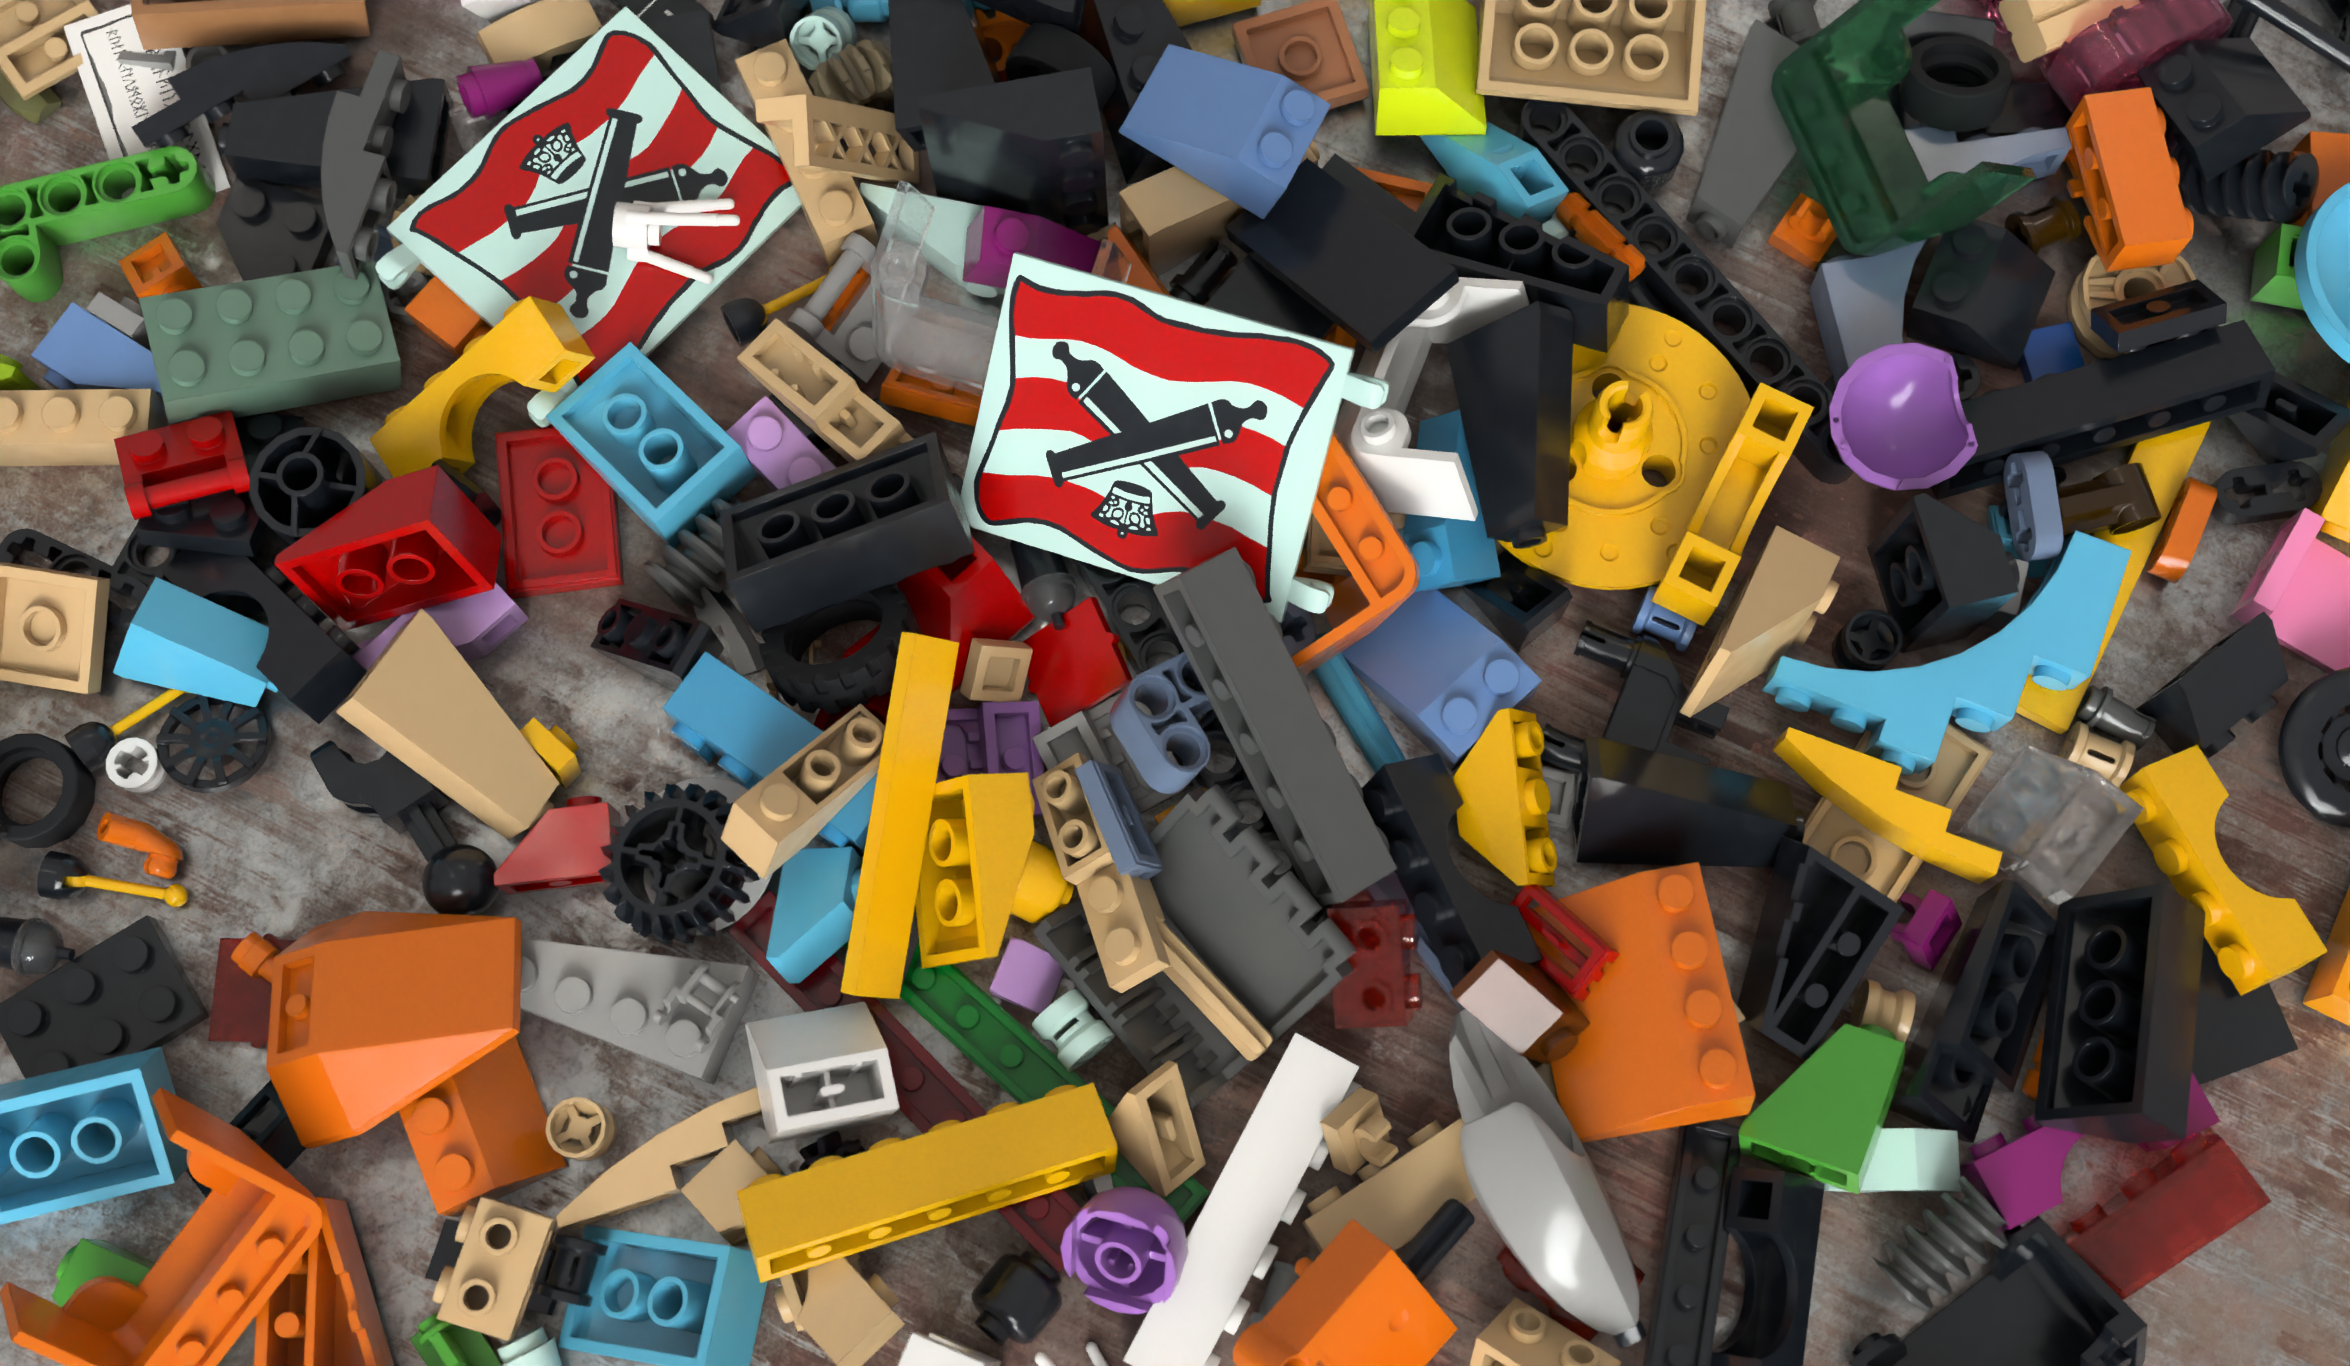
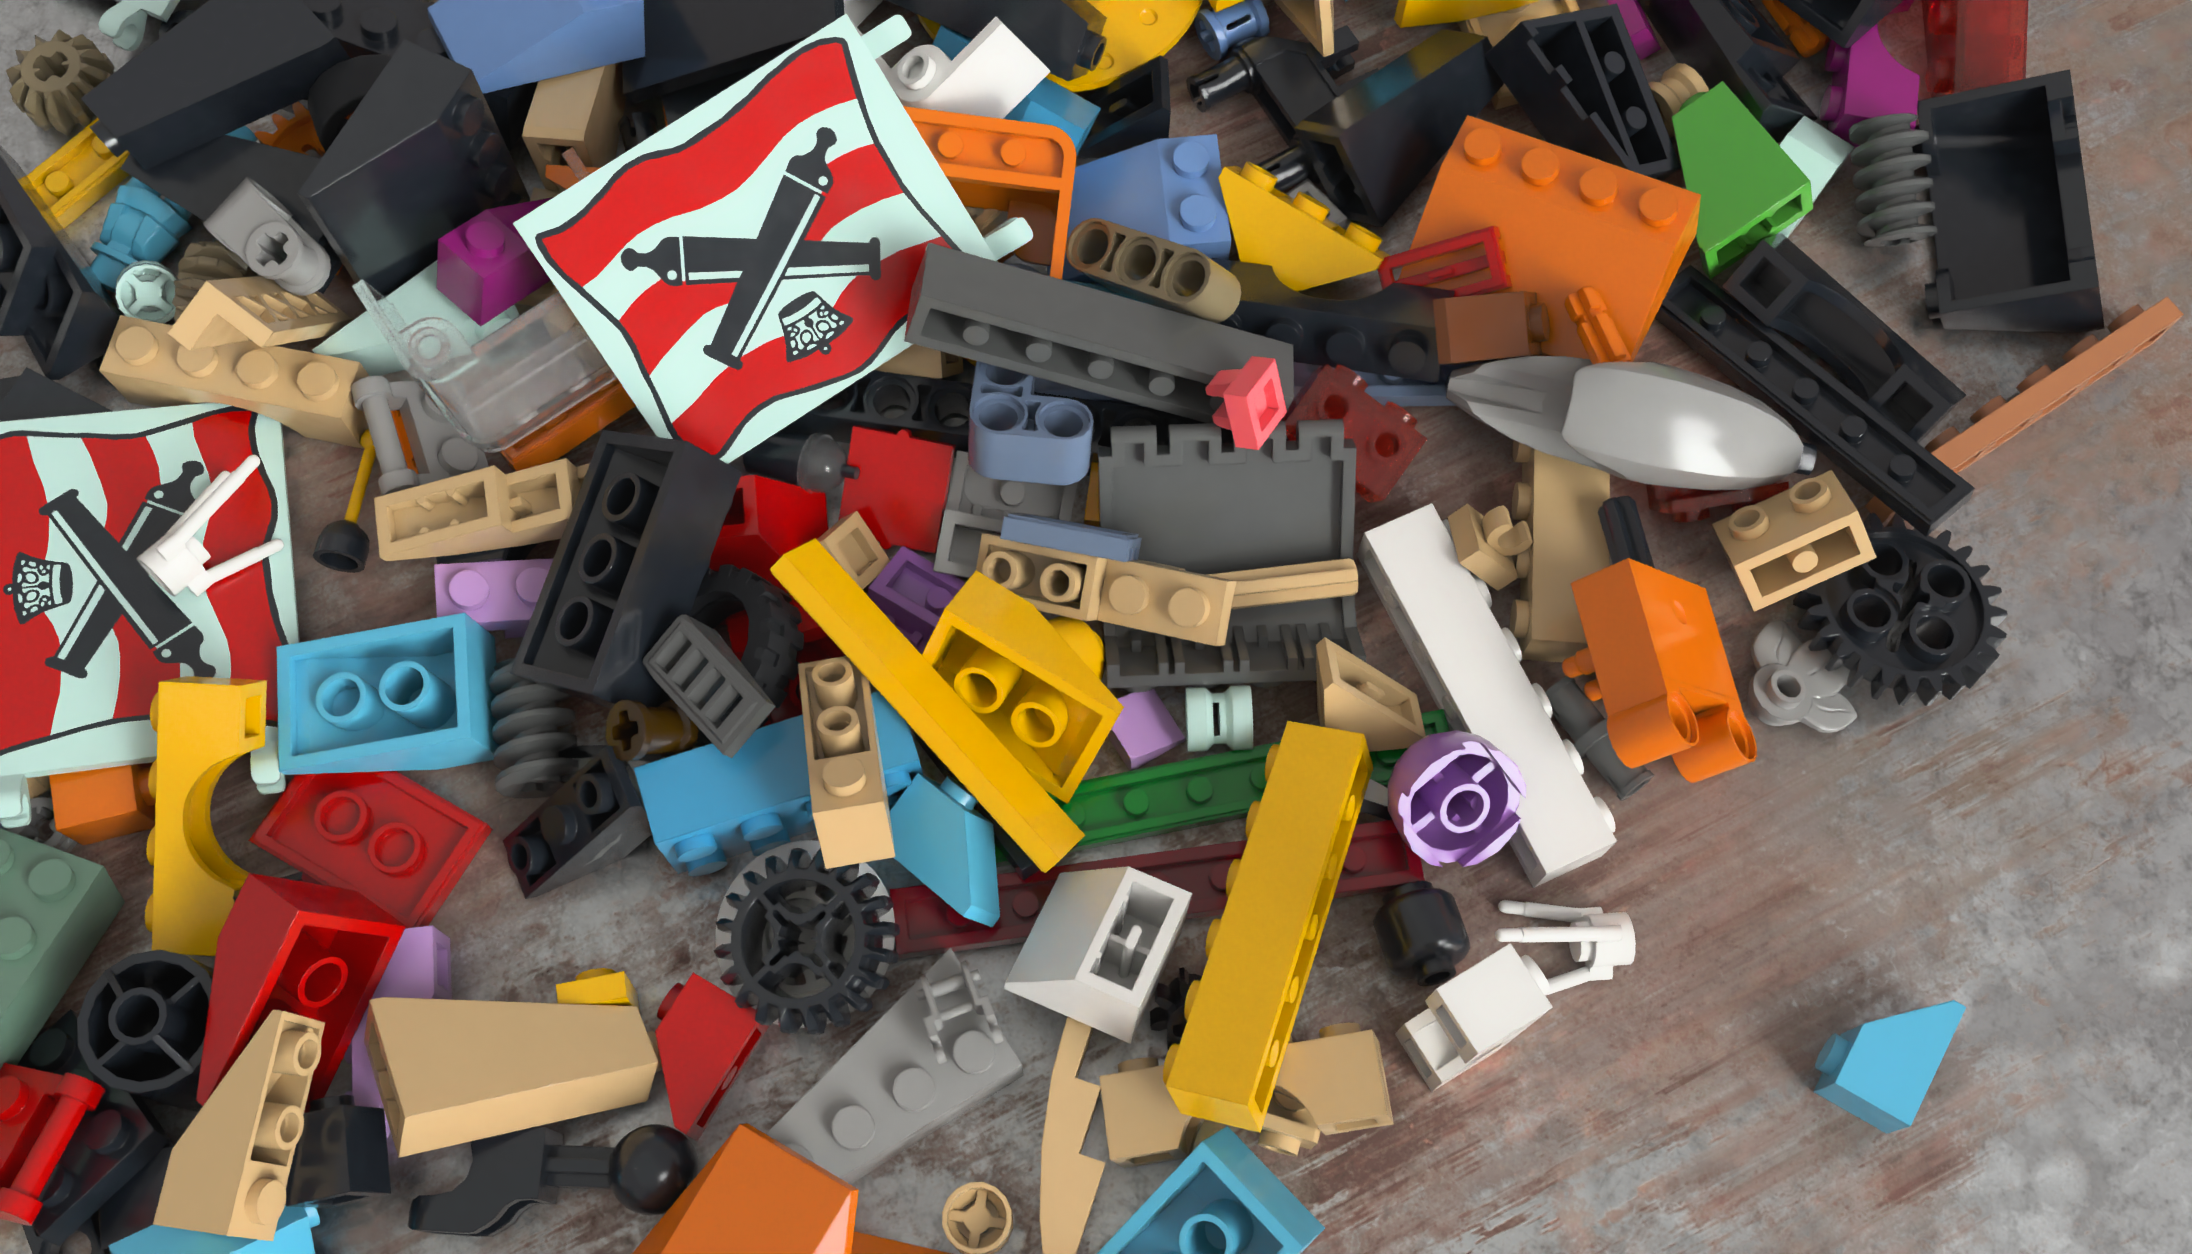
camera: 55 degrees left, 5 degrees down
(270, 606) = (240, 1147): none -> tan slope
(740, 641) = (644, 730): none -> dark brown bush
(797, 620) = (691, 666): none -> dark grey slope
(895, 79) = (269, 239): none -> light grey piece
(1304, 872) = (1251, 401): none -> coral tile
(1374, 720) = (1153, 270): none -> dark tan beam
(1581, 1096) = (1595, 327): none -> orange axle

